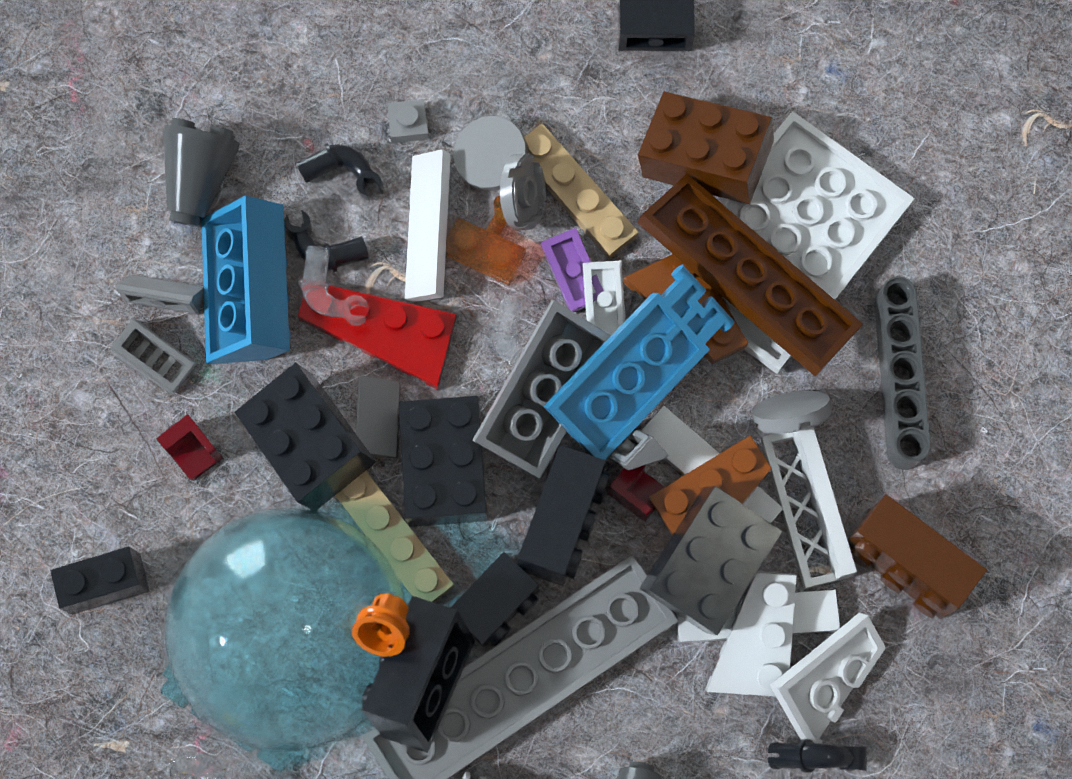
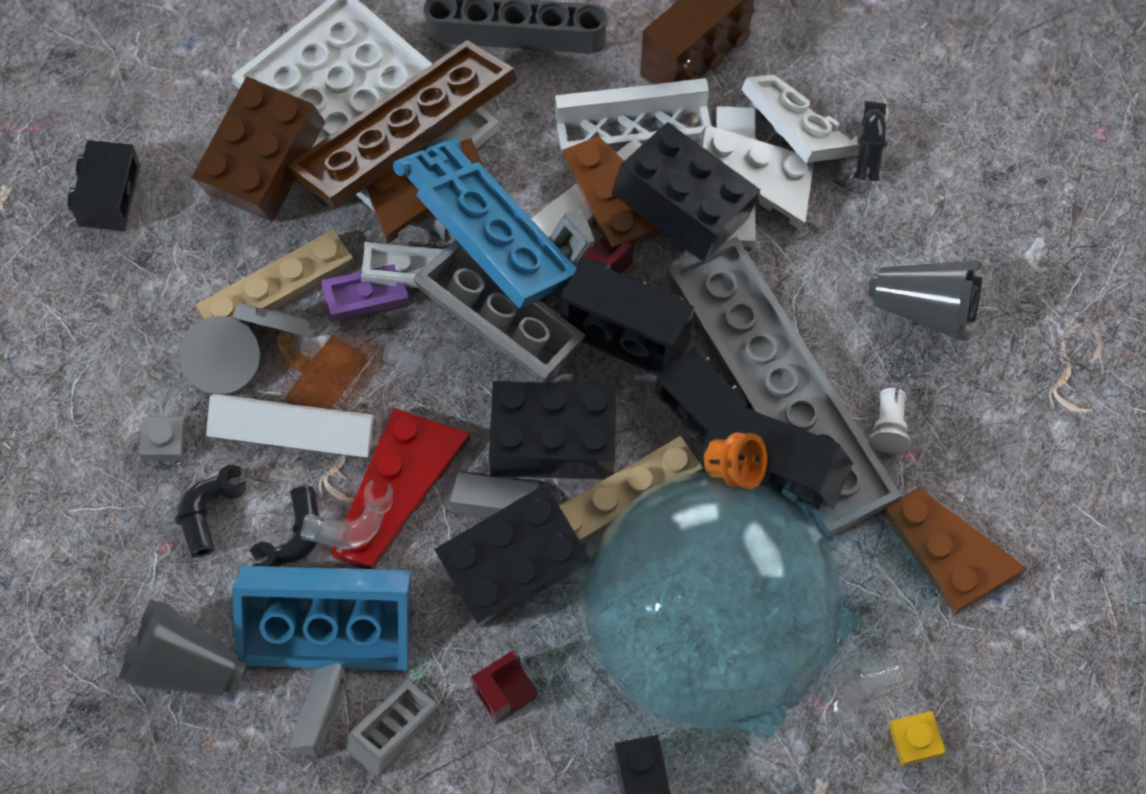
camera: 85 degrees left, 10 degrees down
(789, 410) = (544, 111): light grey tile -> none

